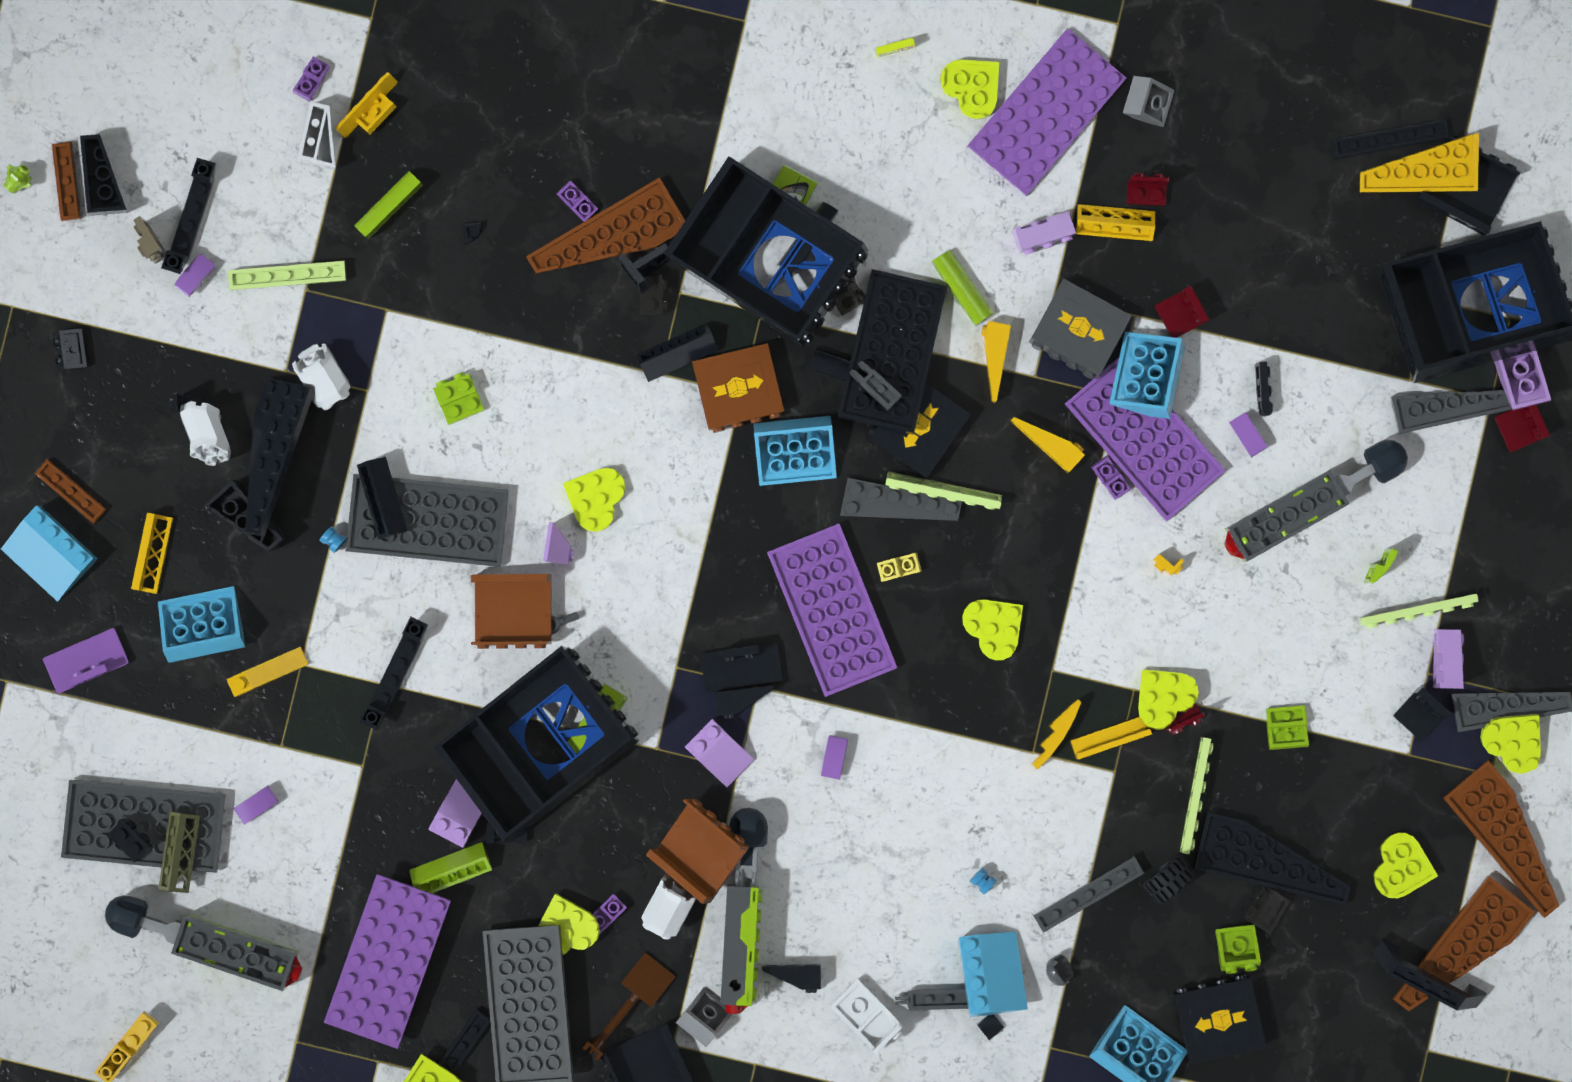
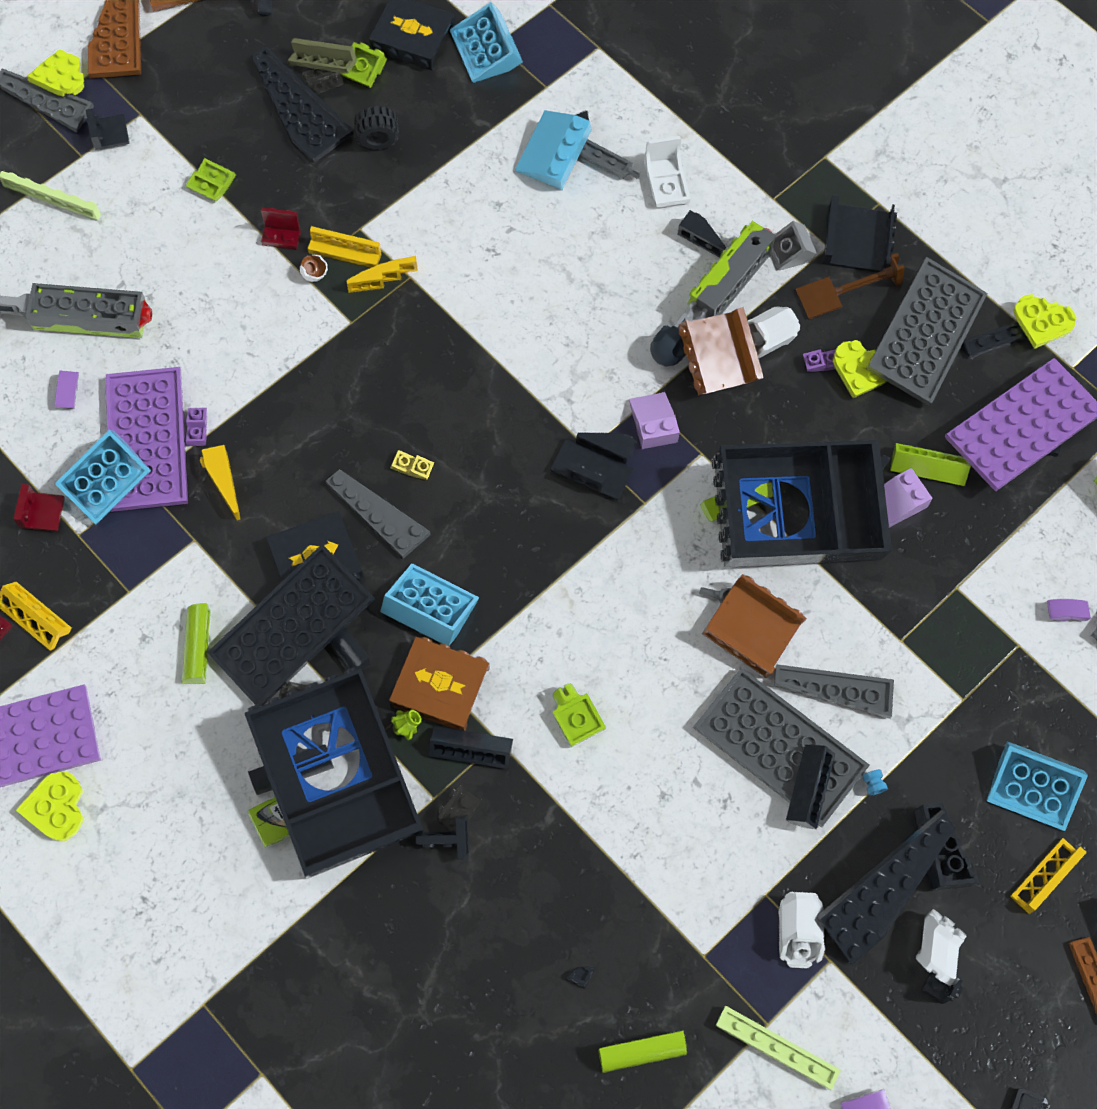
camera: 150 degrees left, 20 degrees down
(267, 672) = (1000, 709): yellow slope -> none
(394, 609) = (850, 690): none -> dark grey wing
(395, 673) = (893, 636): black slope -> none
(458, 398) = (688, 833): lime plate -> none
(557, 547) = (683, 650): lavender slope -> none
(577, 201) = (467, 938): medium lavender slope -> none
(594, 497) = (623, 675): neon yellow plate -> none
(609, 435) = (576, 715): none -> lime plate
(627, 227) = (437, 884): dark orange wing -> none
(742, 334) = (406, 723): none -> lime rock
(832, 610) = (488, 467): medium lavender plate -> none
(834, 757) = (564, 360): medium lavender slope -> none
(877, 386) = (324, 598): dark grey hinge -> none
(895, 47) = (92, 885): neon yellow tile -> none
(949, 491) = (333, 497): yellowish green plate -> none
(983, 880) = (514, 213): dark azure wheel -> none
(995, 346) = (206, 578): yellow slope -> none
(995, 626) = (371, 377): neon yellow plate -> none
(1044, 233) = (95, 642): lavender wedge -> none
(1059, 970) = (503, 125): dark grey hair -> none
(1079, 329) = (127, 545): dark grey panel -> none
(1088, 894) = (442, 160): dark grey plate -> none
(1122, 697) = (313, 268): none -> dark orange hair
(1163, 565) = (203, 331): yellow bracket -> none
(1164, 696) = (281, 249): neon yellow plate -> none
(1195, 804) = (313, 175): yellowish green plate -> none
(1263, 390) = (27, 414): black hinge -> none
(1284, 932) = (323, 54): none -> olive fence
(1376, 571) = (49, 234): lime slope -> none
(1403, 866) = (205, 47): neon yellow plate -> none
(1448, 659) = (58, 148): lavender wedge -> none

